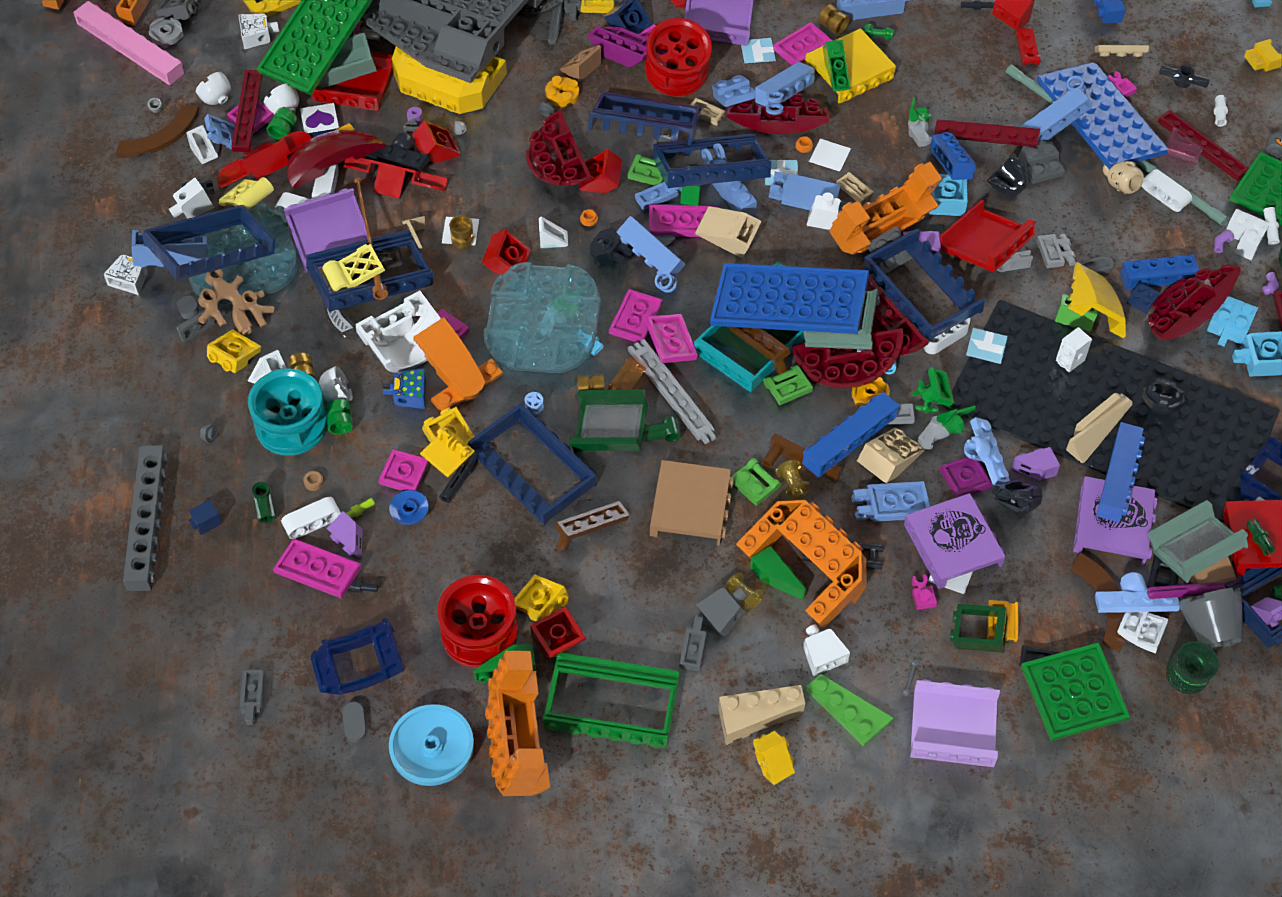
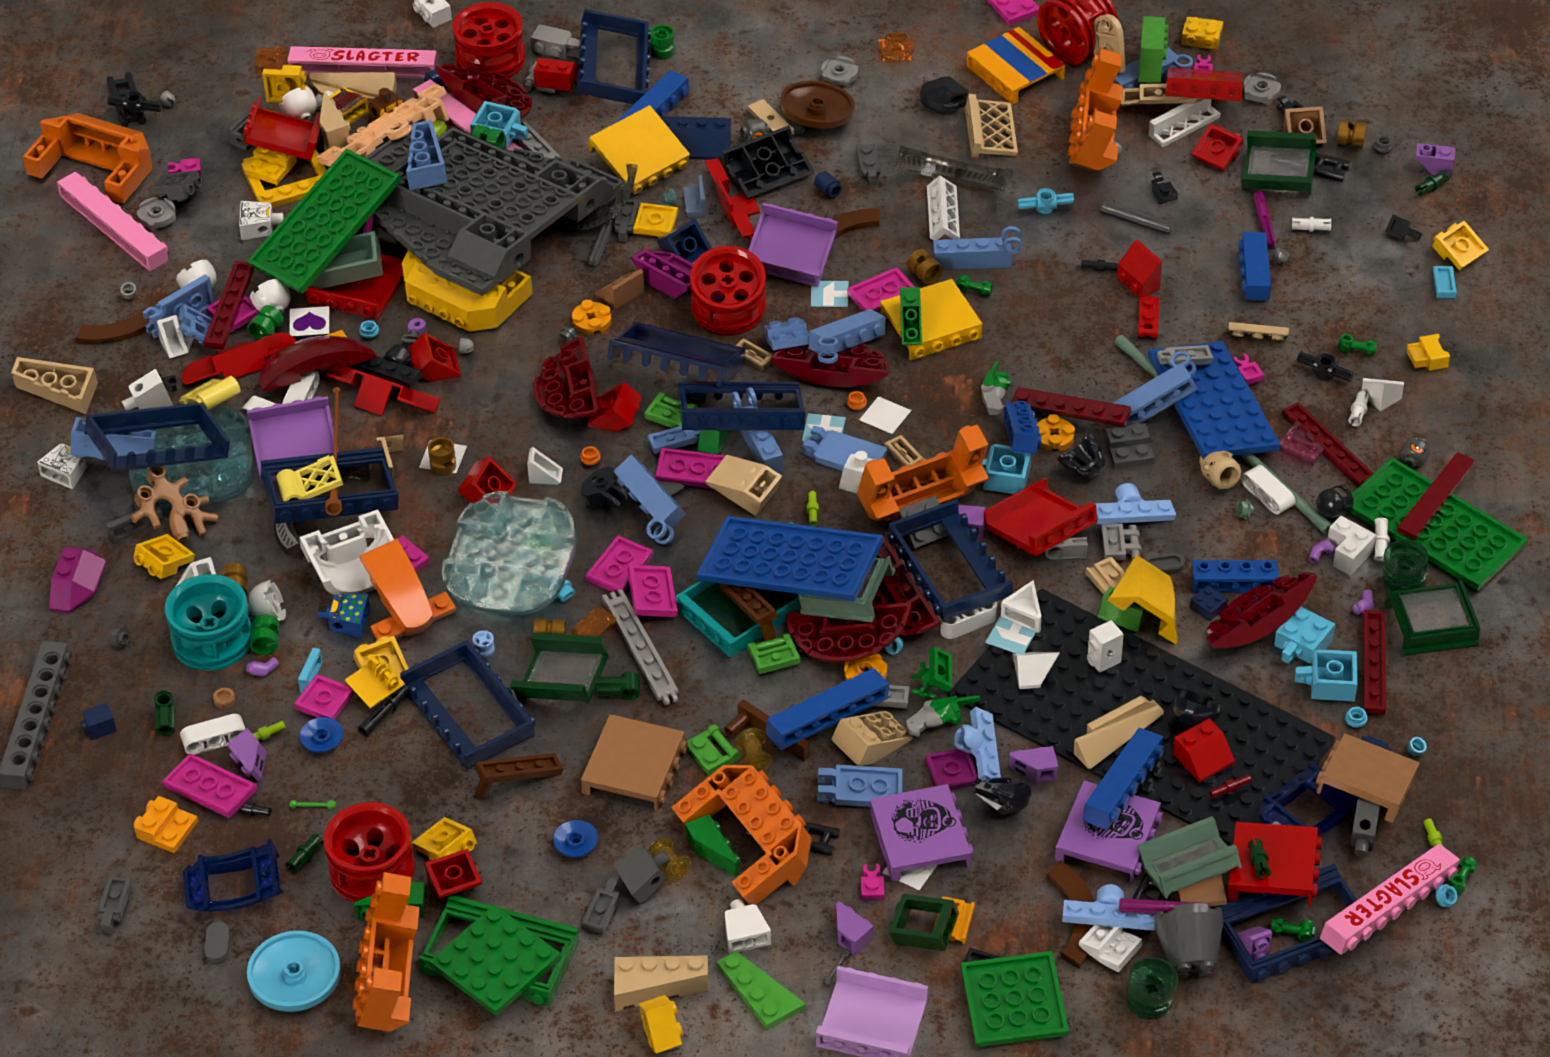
camera: 10 degrees right, 10 degrees down
(108, 197) = (56, 382): none -> tan wedge
(158, 380) = (75, 578): none -> magenta wedge
(216, 104) = (195, 294): none -> medium blue tile
(284, 611) = (164, 824): none -> light orange plate
(342, 449) = (262, 669): none -> medium lavender arm
(372, 120) = (369, 329): none -> medium azure plate
(386, 446) = (310, 669): none -> medium azure tile
(416, 624) = (304, 853): none -> dark green pin
(429, 573) = (330, 804): none -> bright green hinge
(613, 713) = (495, 960): none -> green plate
(658, 575) = (575, 838): none -> blue dish
(789, 246) = (812, 508): none -> lime bar
(917, 641) = (852, 930): none -> medium lavender slope
(984, 154) = (1057, 425): none -> light orange plate
(995, 321) = (1023, 608): none -> white slope
(1014, 374) = (1033, 667): none -> white slope
(1054, 283) = (1105, 574): none -> tan plate
(1058, 219) = (1132, 508): none -> light blue plate
(1060, 79) = (1199, 355): none -> light grey hinge
(1151, 210) = (1244, 509): none -> sand green plate
(1177, 436) = (1203, 750): none -> red slope
(1197, 53) = (1346, 343): none -> green bar
(1207, 466) = (1230, 786): none -> dark red bar
(1226, 198) = (1332, 504): none -> black helmet
(1236, 94) = (1382, 392): none -> white slope

